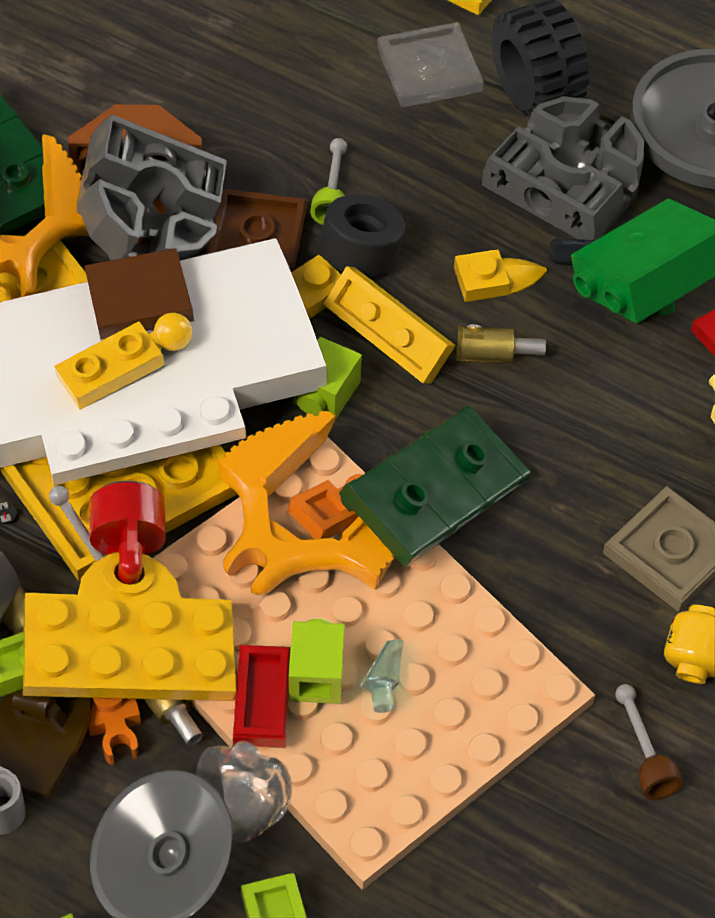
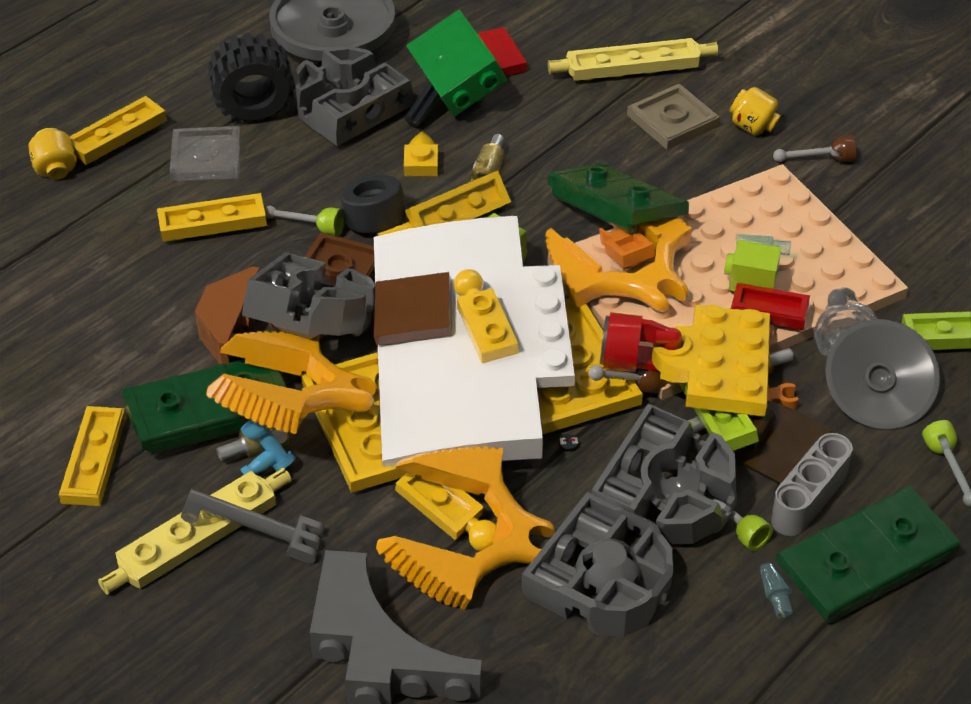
camera: 75 degrees left, 10 degrees down
(306, 93) = (211, 217): none -> yellow plate

